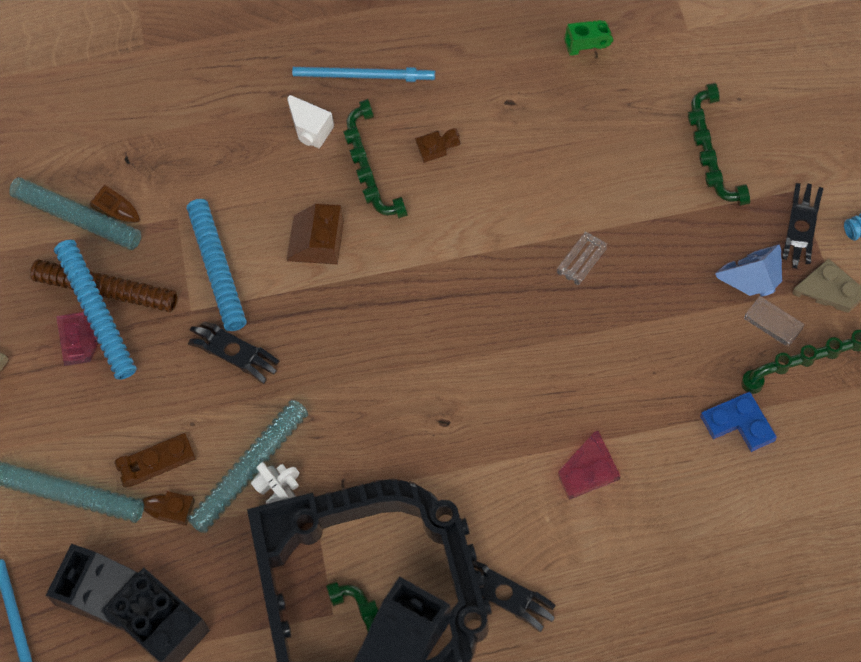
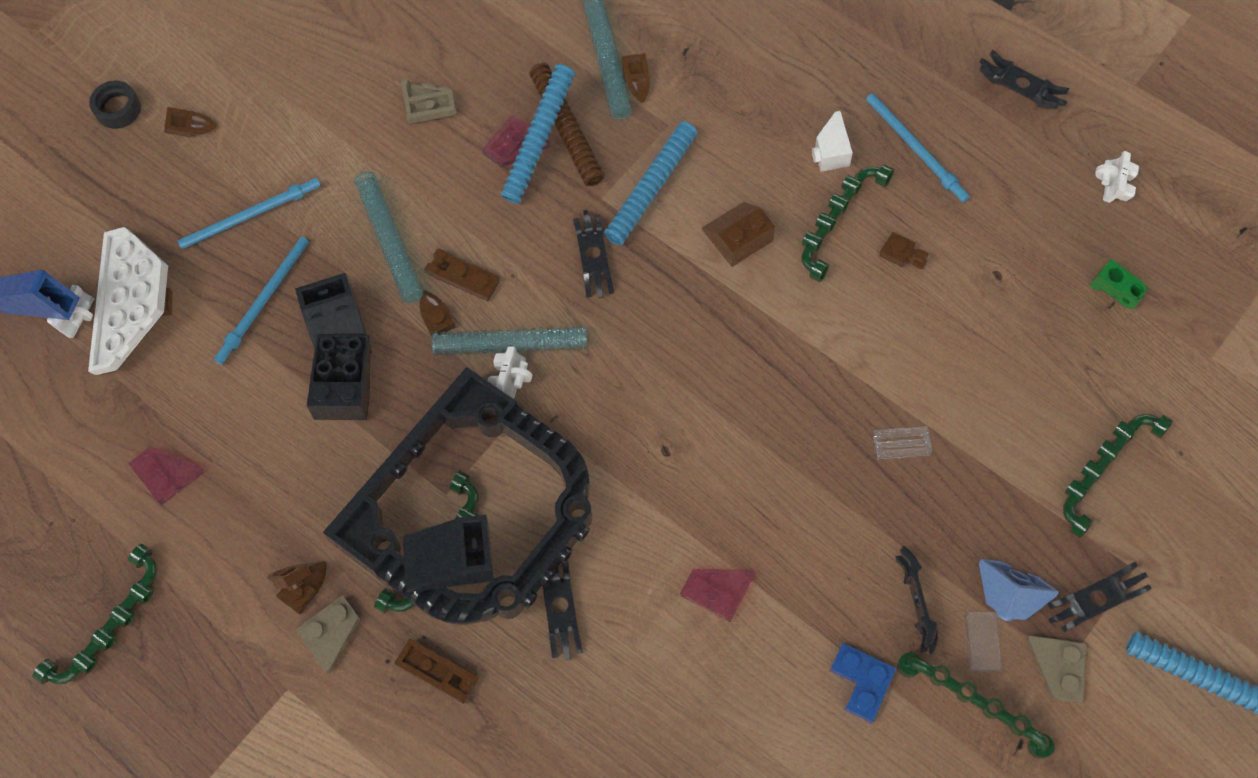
camera: 50 degrees right, 5 degrees up
(689, 327) = (925, 626): none -> black piece

